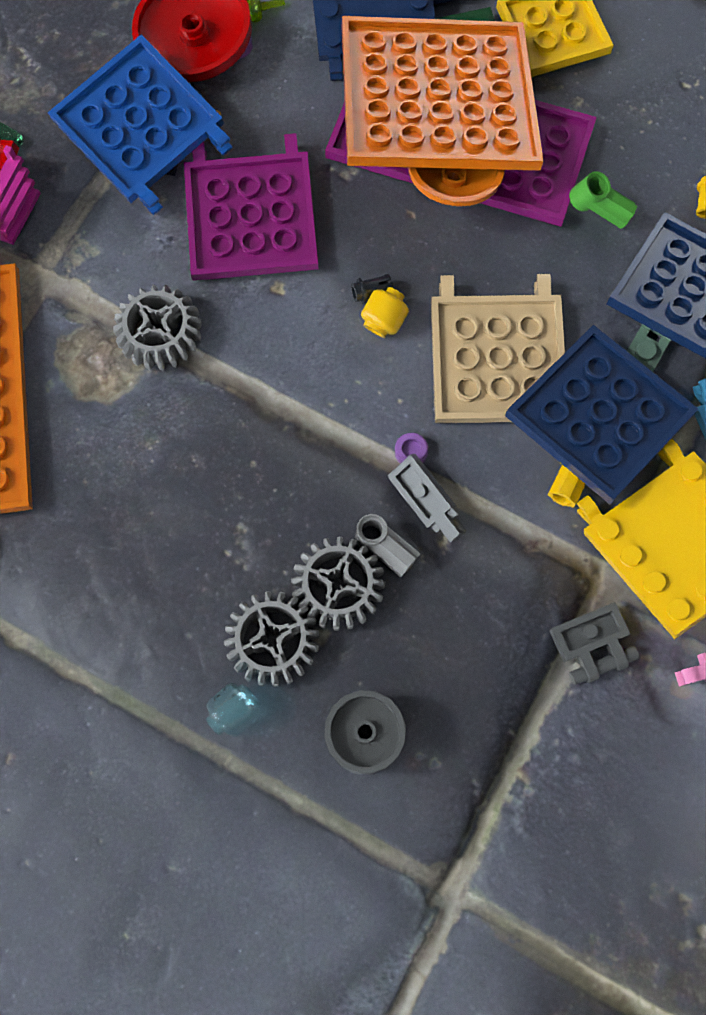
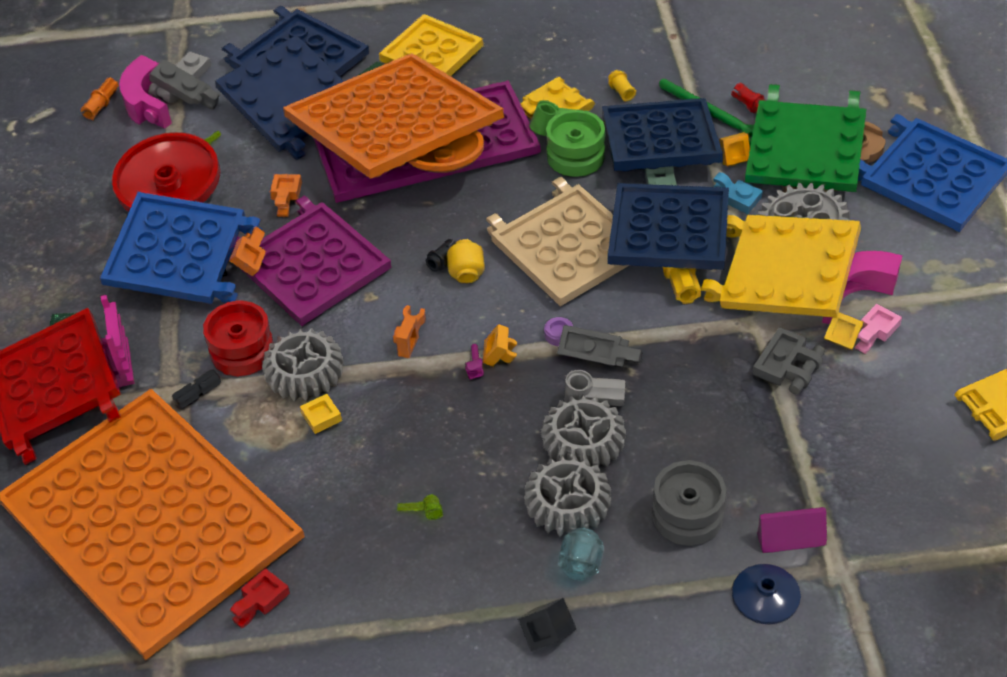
camera: 35 degrees left, 25 degrees down
(49, 289) = (201, 385): none -> black piece
(119, 259) = (237, 337): none -> red wheel
(135, 391) = (320, 413): none -> yellow plate
(153, 754) = (547, 624): none -> black panel
(154, 559) = (430, 505): none -> clear neon green hand
(190, 170) = (247, 253): none -> orange plate
(273, 357) = (407, 334): none -> orange plate
(289, 112) = (283, 189): none -> orange plate
(304, 437) = (474, 367): none -> magenta hand
(338, 428) = (499, 346): none -> light orange tile
(351, 852) = (766, 605): none -> dark blue dish
(439, 829) = (792, 530): none -> magenta slope
(597, 242) = (575, 143): none -> bright green wheel
(628, 171) = (558, 93): none -> yellow plate
(675, 653) = (843, 331): none -> yellow plate

